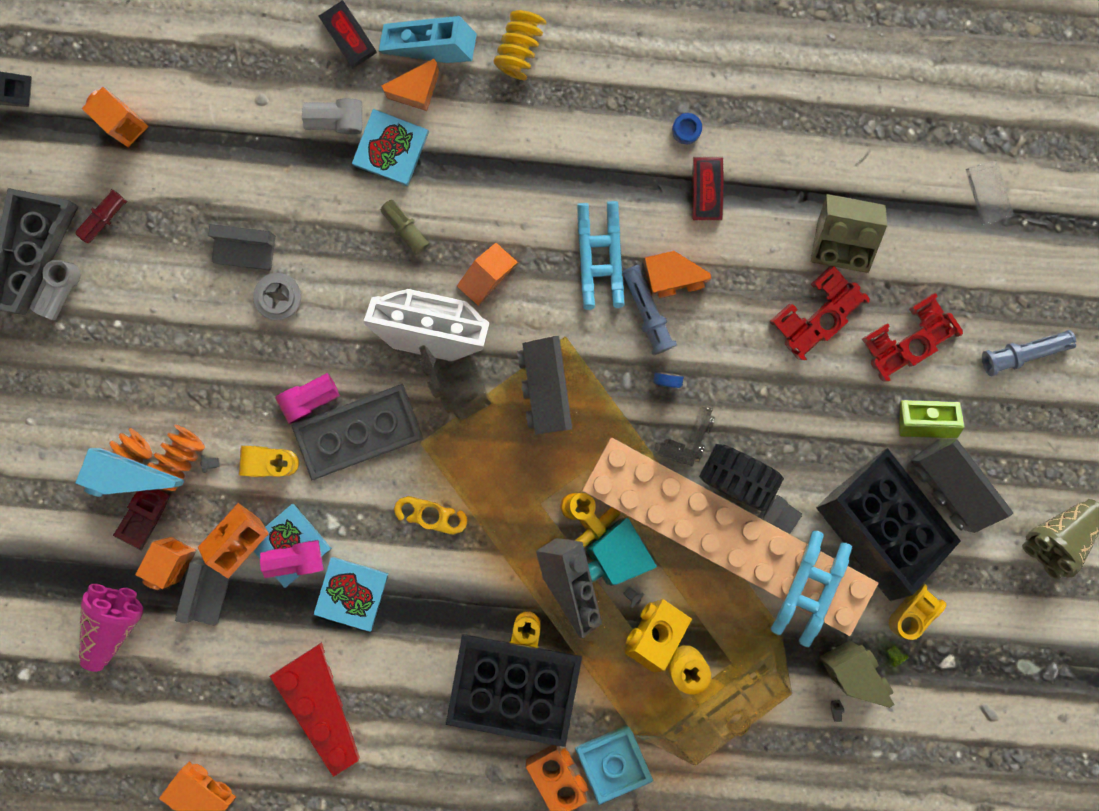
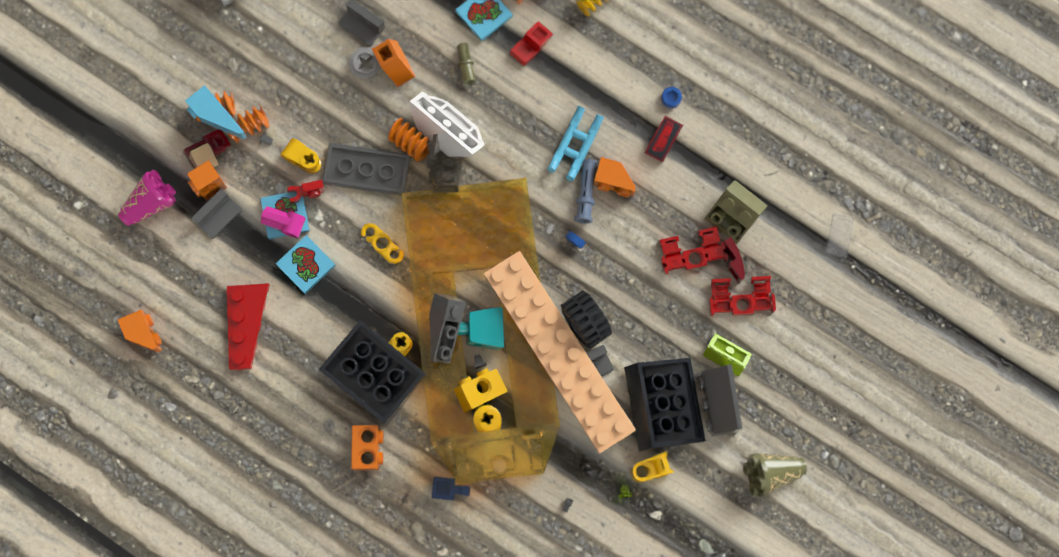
camera: 30 degrees right, 10 degrees down
(144, 532) = (202, 154): none -> tan slope
(232, 540) = (254, 190): orange brick -> none
(300, 401) = (342, 131): dark pink piece -> none
(303, 498) = (310, 189): none -> red plate
(312, 276) = (393, 62): none -> orange slope
(390, 368) = (408, 140): none -> orange piece
(472, 155) = (531, 44): none -> red slope
(486, 273) = (499, 117): orange slope -> none
(545, 385) = (497, 197): dark grey slope -> none
(594, 527) = (477, 295): yellow piece -> none
(614, 764) = (407, 460): medium azure tile -> none
(680, 775) = (445, 489): none -> dark blue plate
(694, 449) = (553, 283): clear smoke bracket -> none
(805, 571) = (590, 422): medium azure piece -> none
(855, 674) = (589, 481): olive slope -> none
(885, 301) = (736, 266): none -> dark red slope
(1016, 355) = (802, 343): sand blue pin -> none

